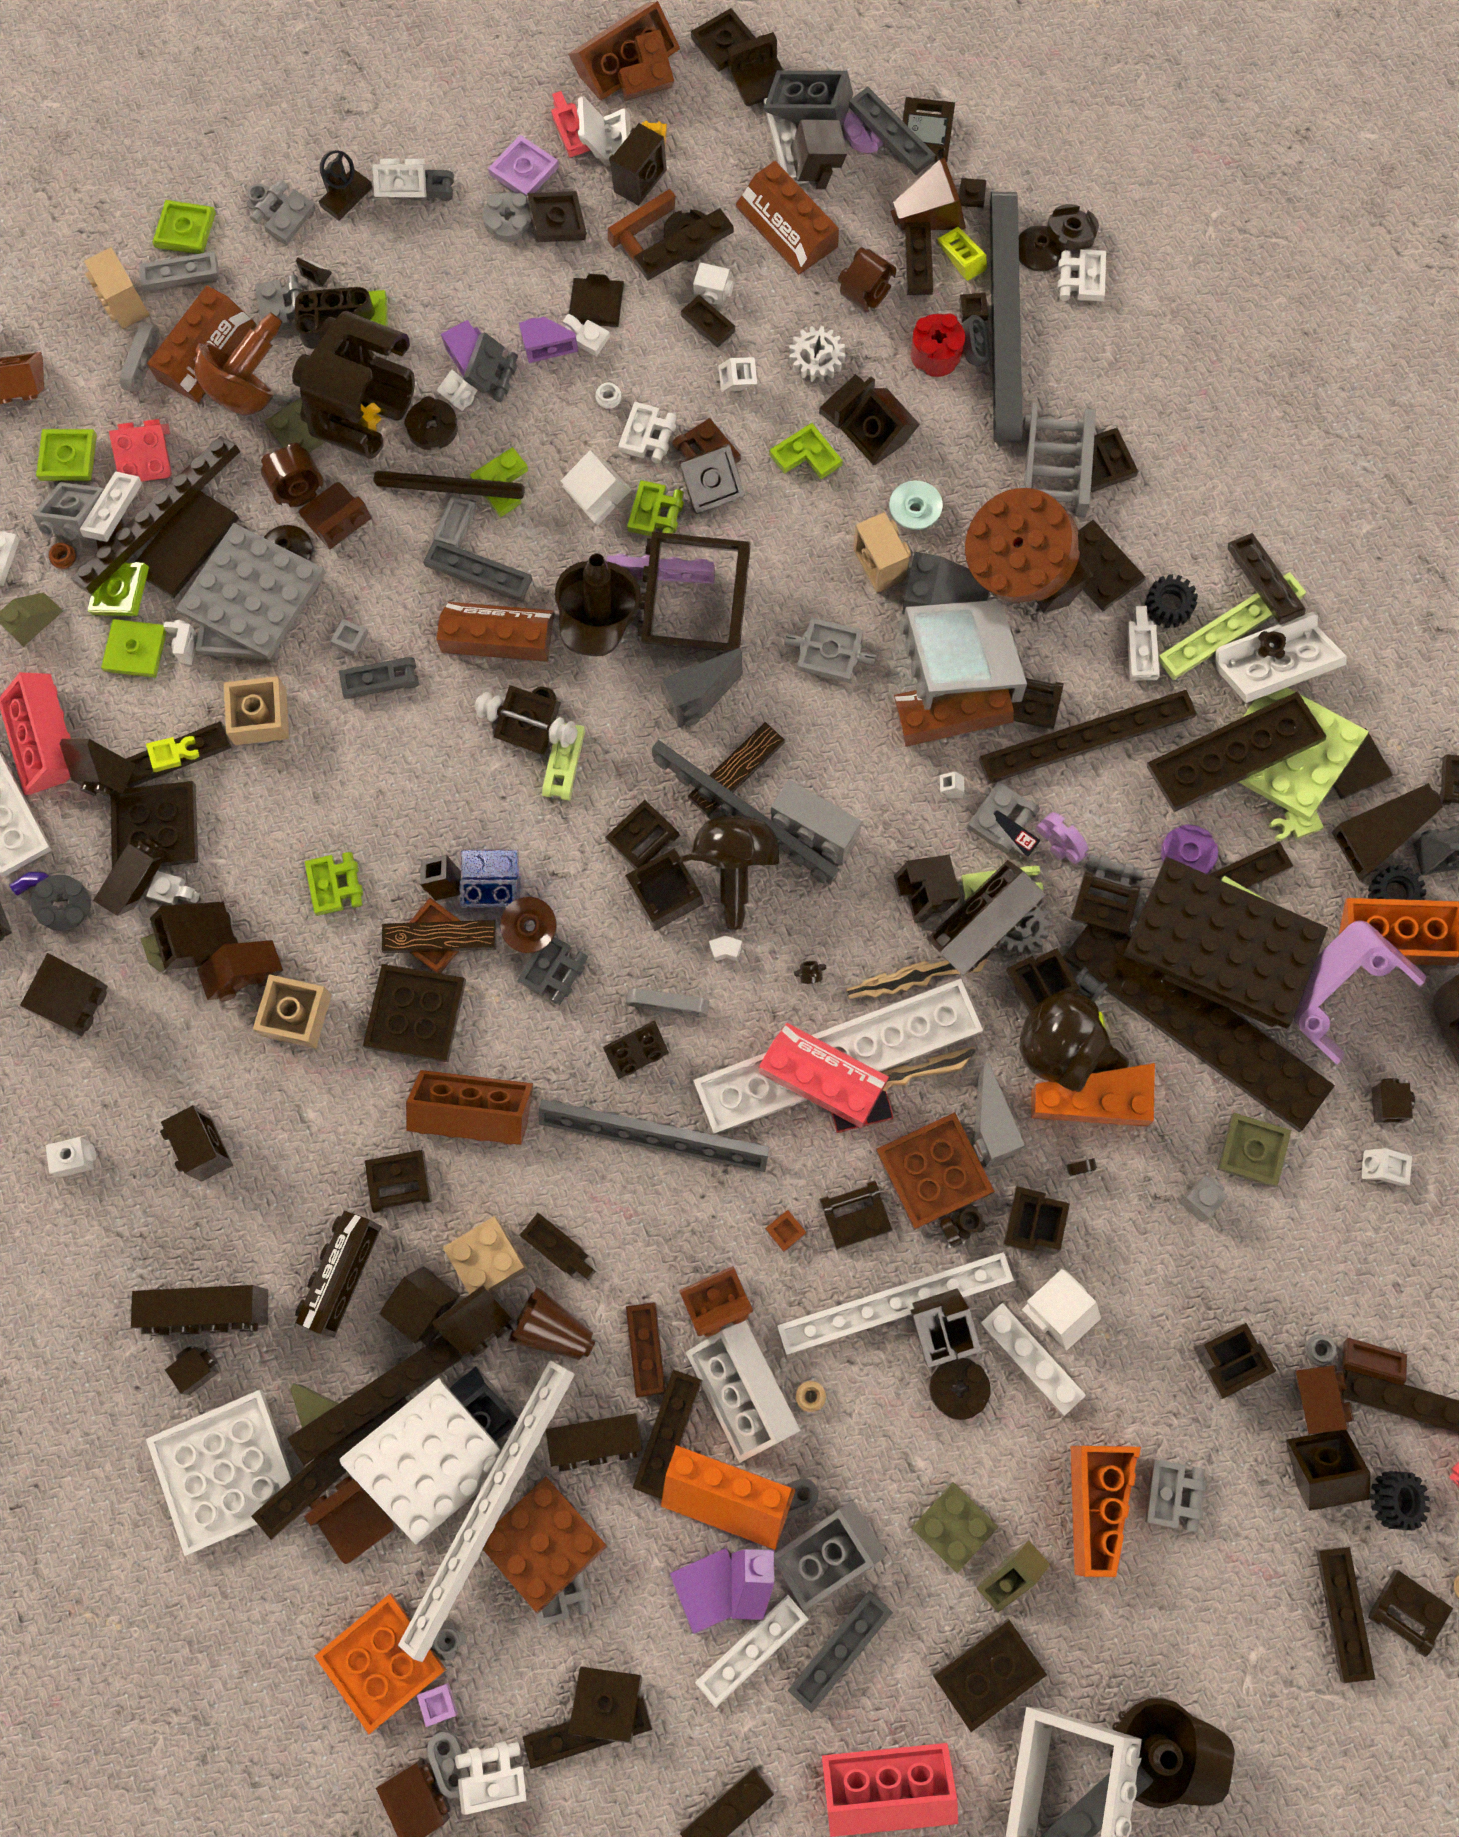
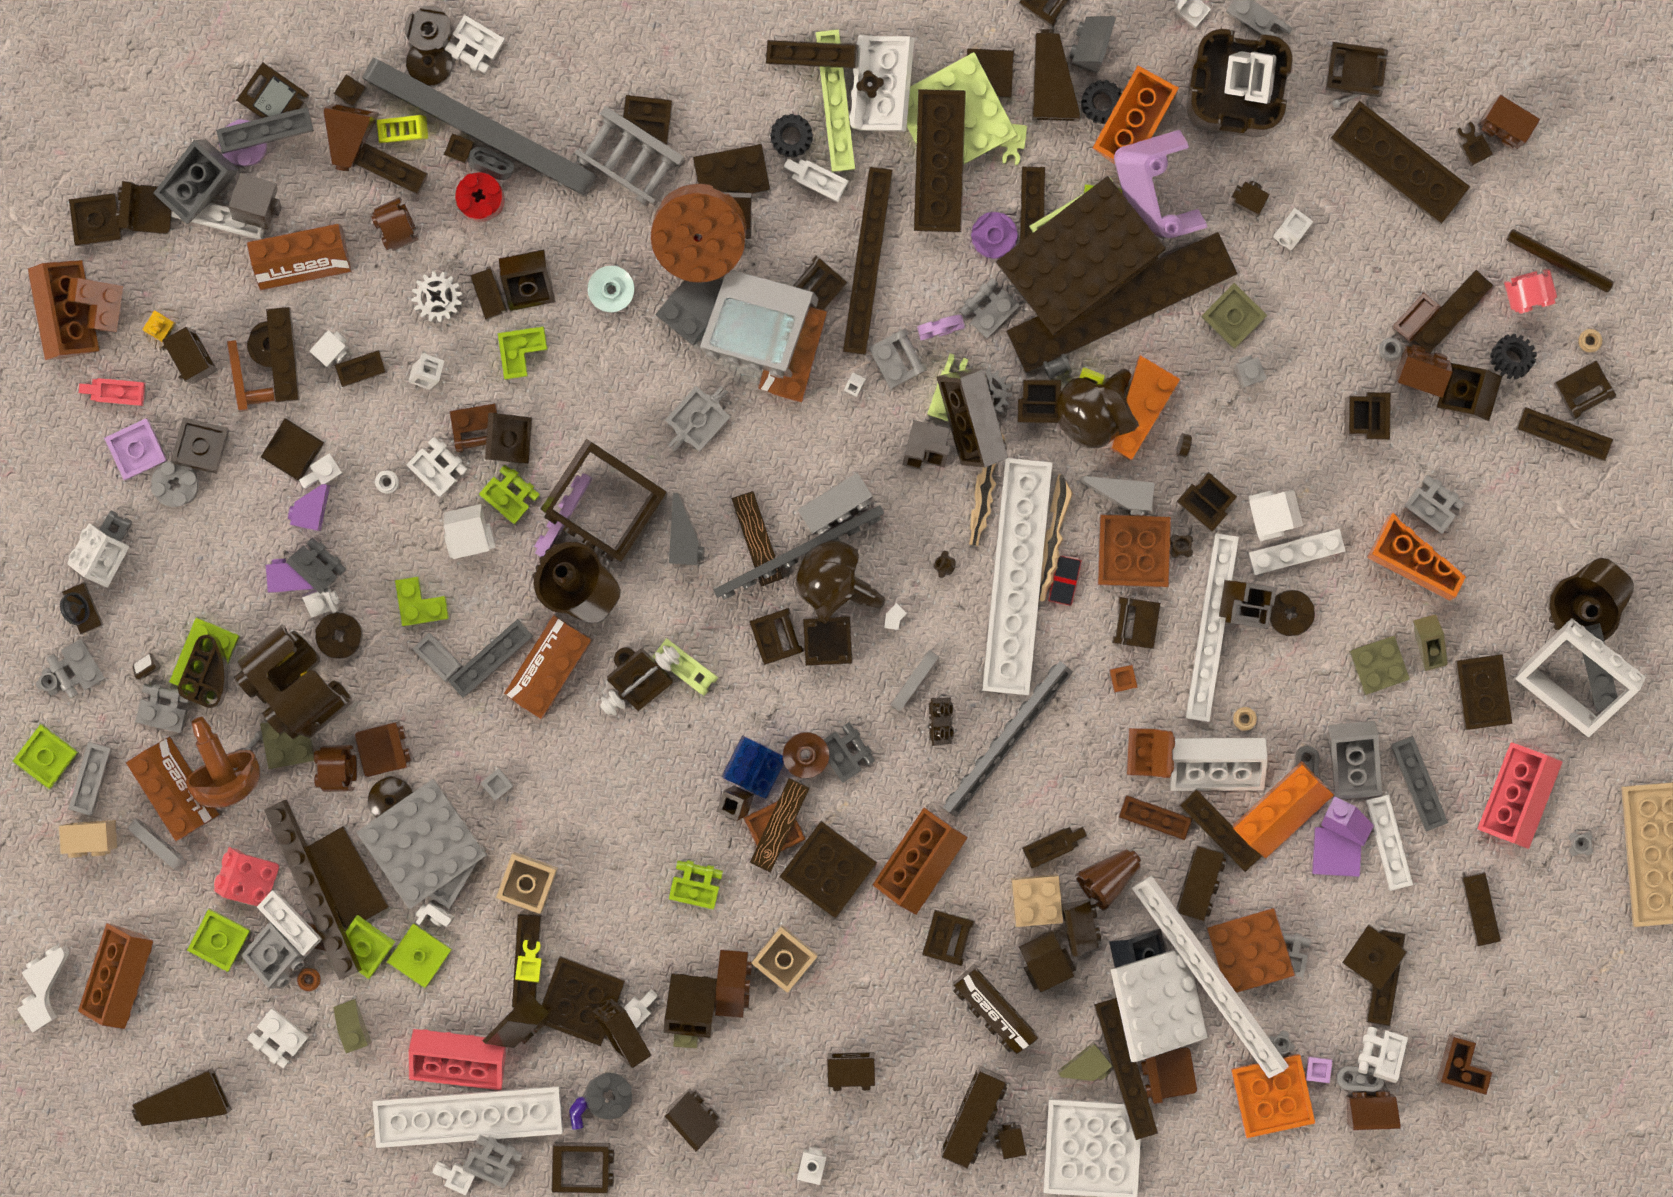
camera: 65 degrees left, 15 degrees up
(373, 1399) = (1097, 1022): dark brown plate -> none
(378, 677) = (543, 777): dark grey plate -> none
(449, 484) = (405, 647): dark brown axle -> none
(602, 133) = (141, 366): white bracket -> none
(823, 1074) = (1027, 595): coral slope -> none
(881, 552) = (641, 339): tan brick -> none
(950, 1232) = (1183, 562): dark brown tile -> none
(1020, 838) = (921, 355): sticker -> none
(1102, 911) = (1010, 328): dark brown plate -> none

